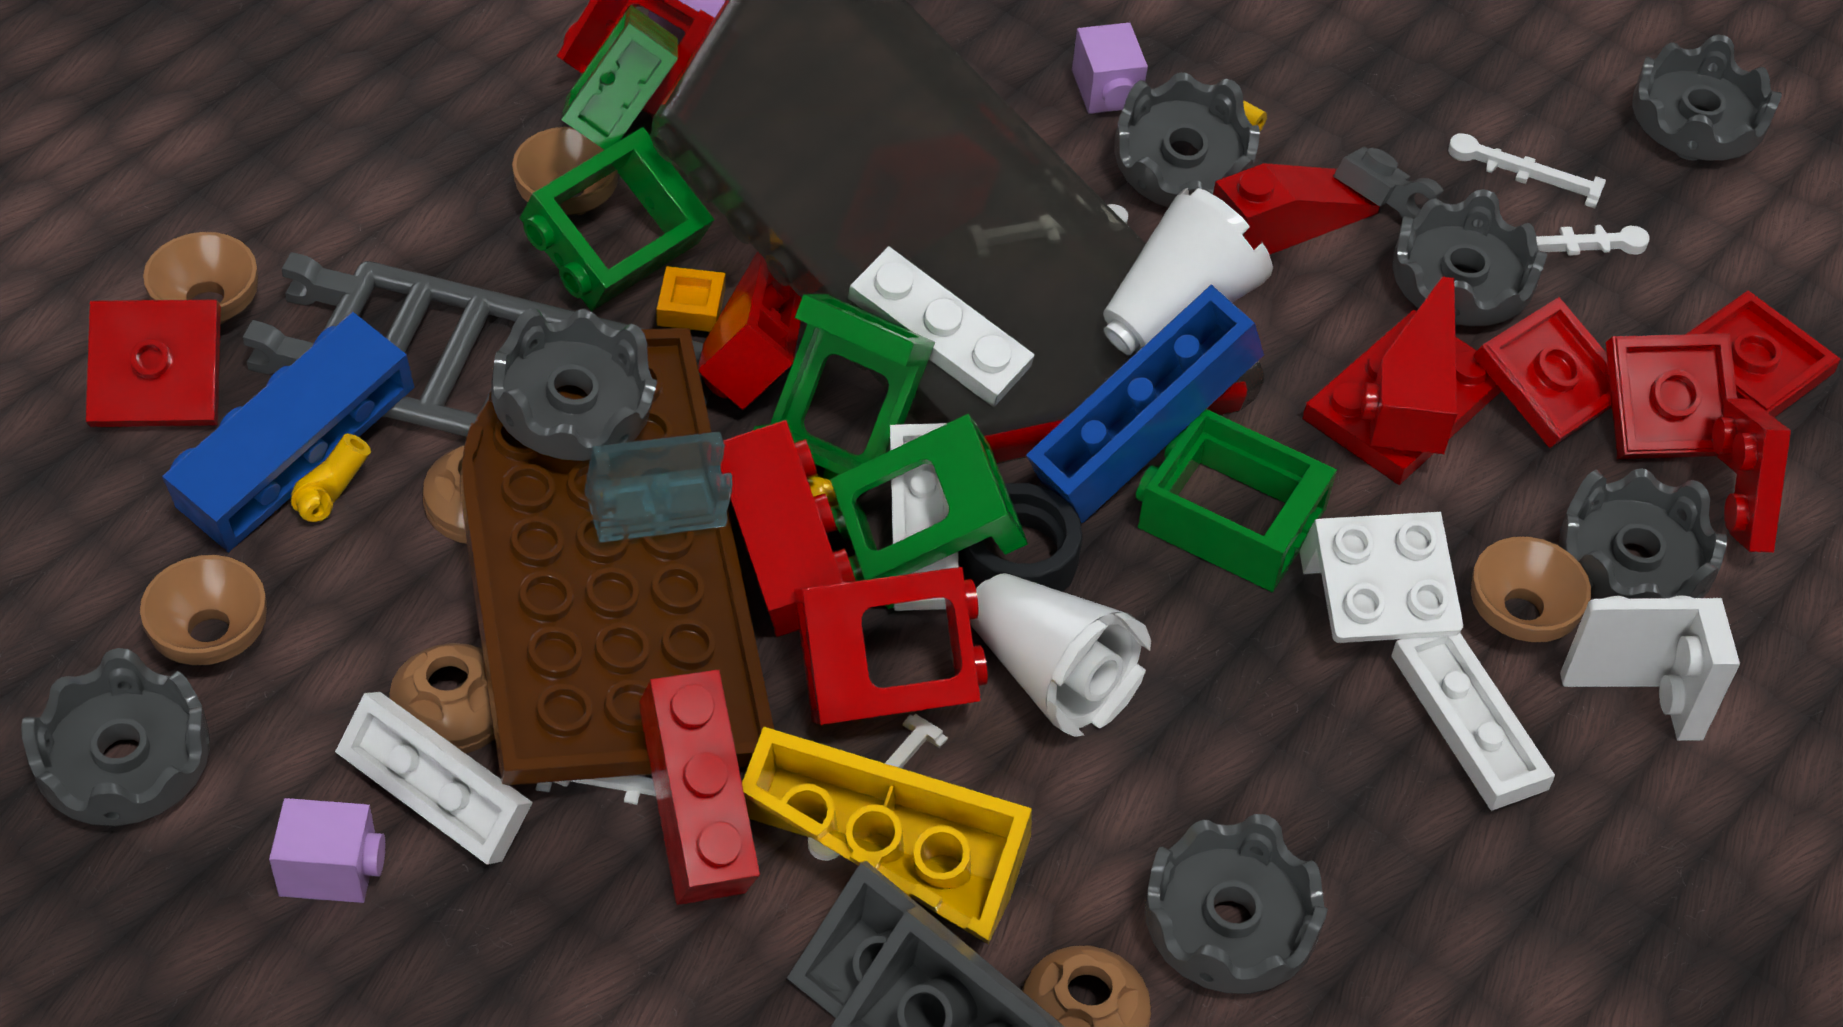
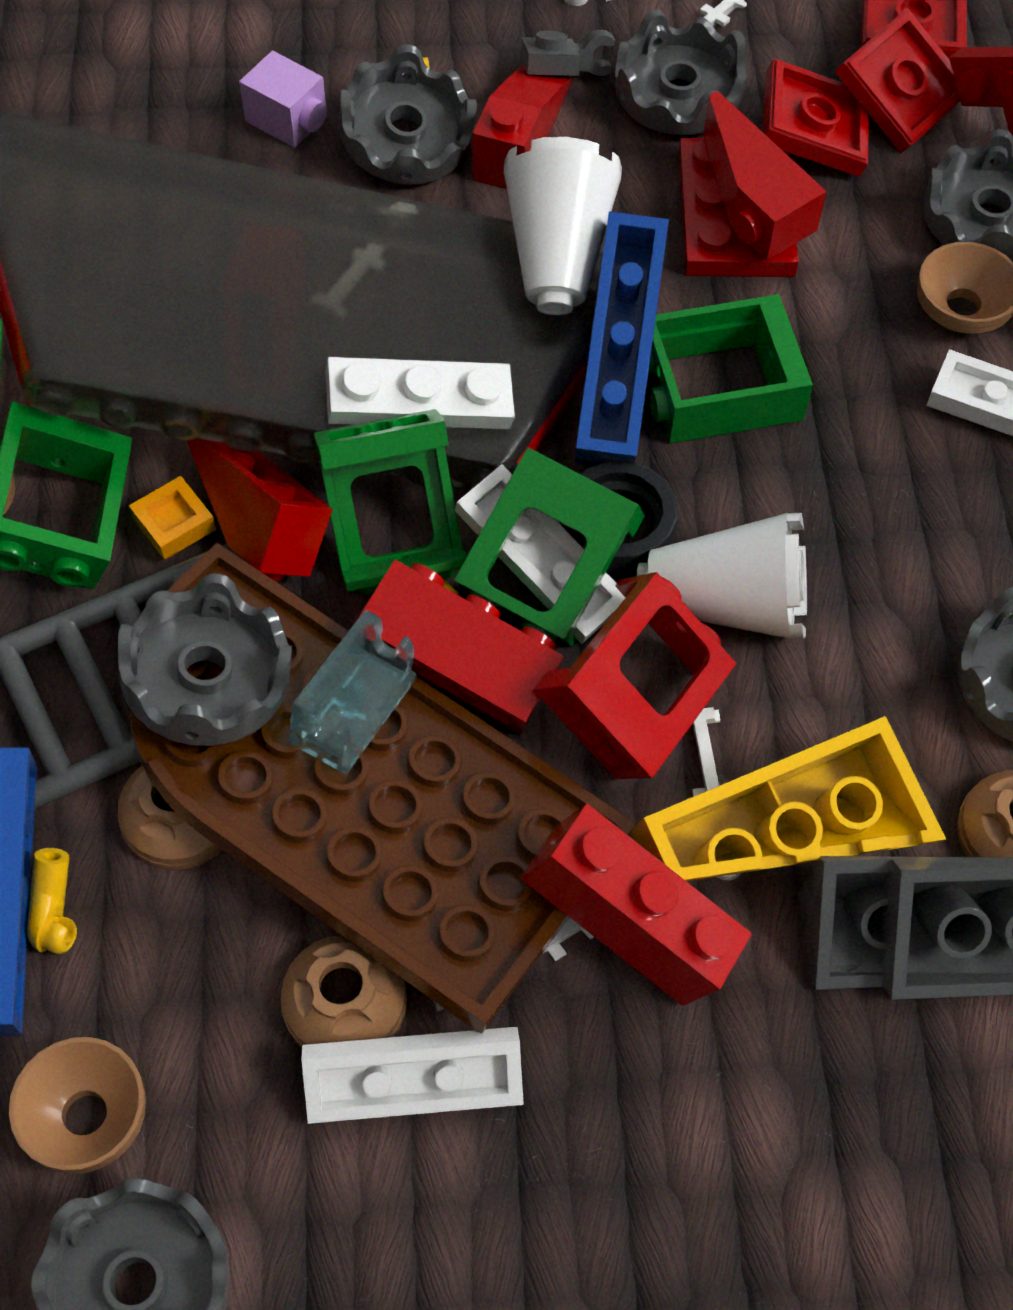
camera: 40 degrees left, 10 degrees up
(326, 850) = (401, 1210): lavender brick -> none
(1384, 576) = (885, 349): white bracket -> none

